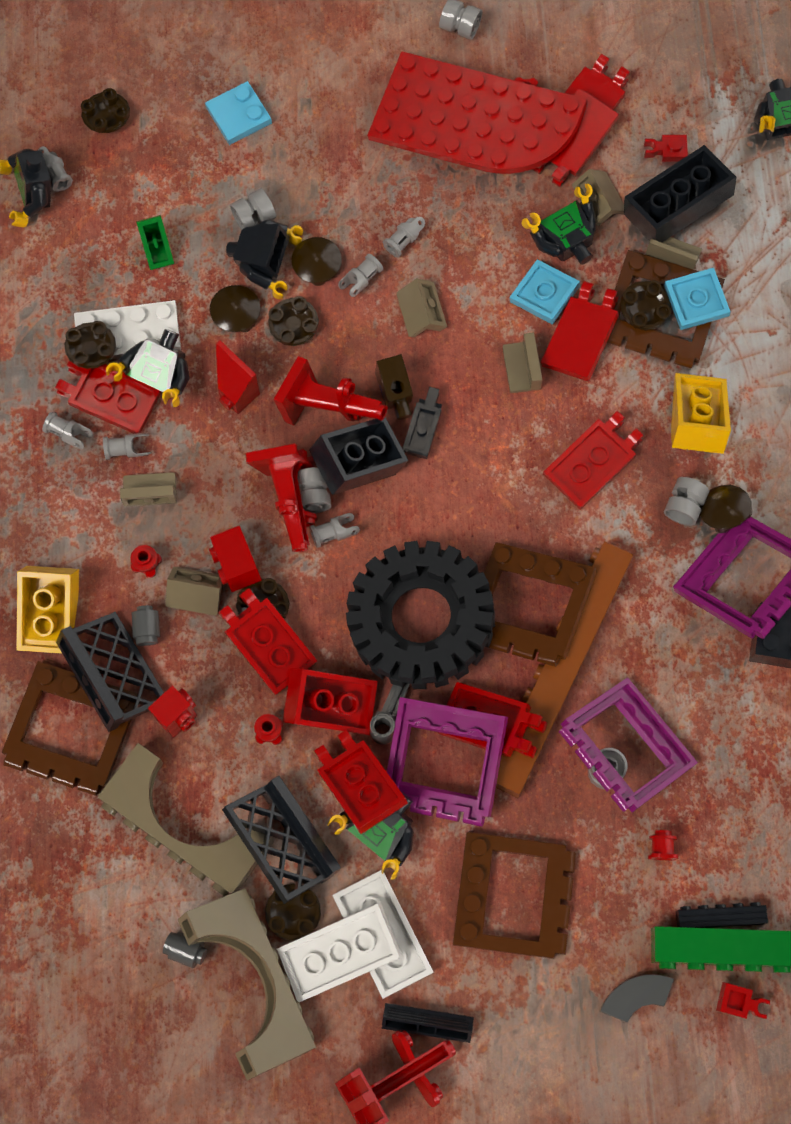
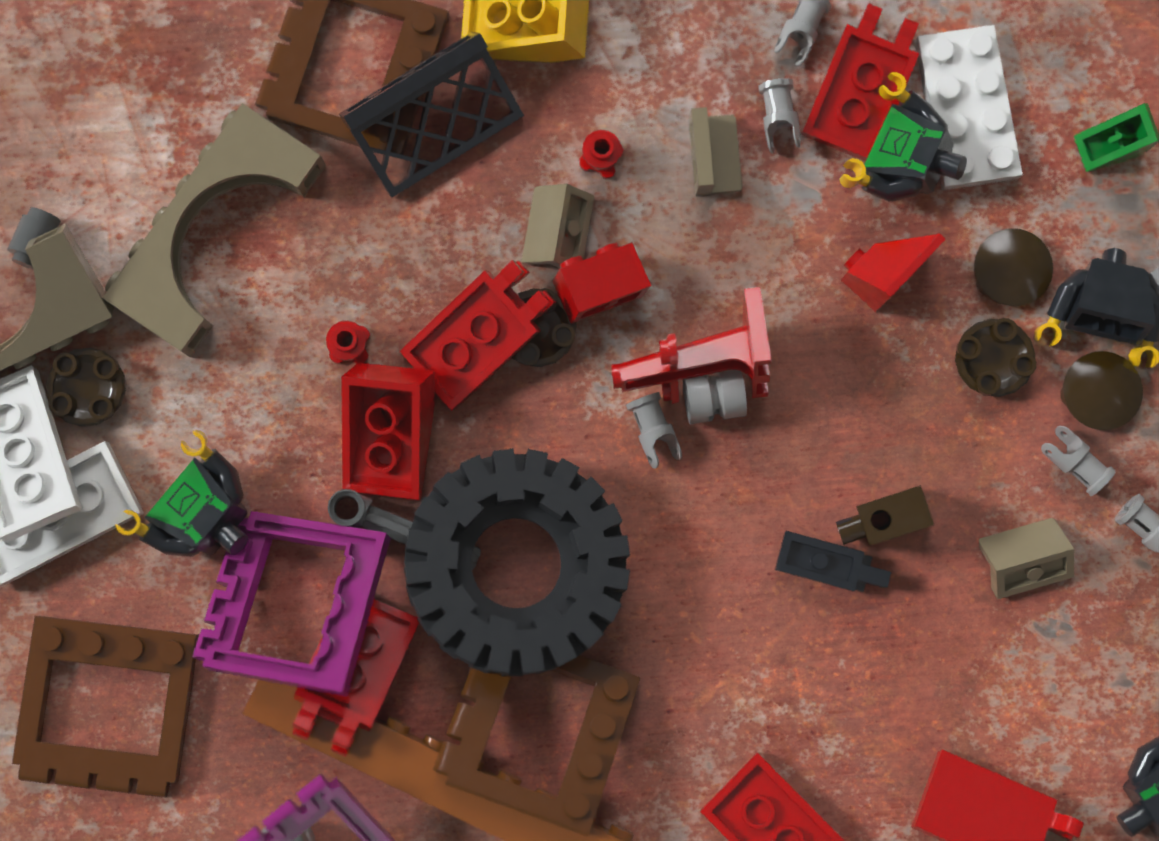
camera: 85 degrees right, 10 degrees up
(90, 345) = (938, 49): dark brown dish -> none
(145, 626) = (501, 159): dark grey brick -> none
(174, 711) = (365, 203): red brick -> none
(297, 831) = (191, 395): black fence -> none
(303, 390) = (871, 371): red piece -> none
(358, 455) = (767, 461): black brick -> none
(359, 783) = (255, 475): red tile -> none
(522, 365) = (936, 720): dark tan panel -> none
(544, 291) = (1065, 757): medium azure plate -> none

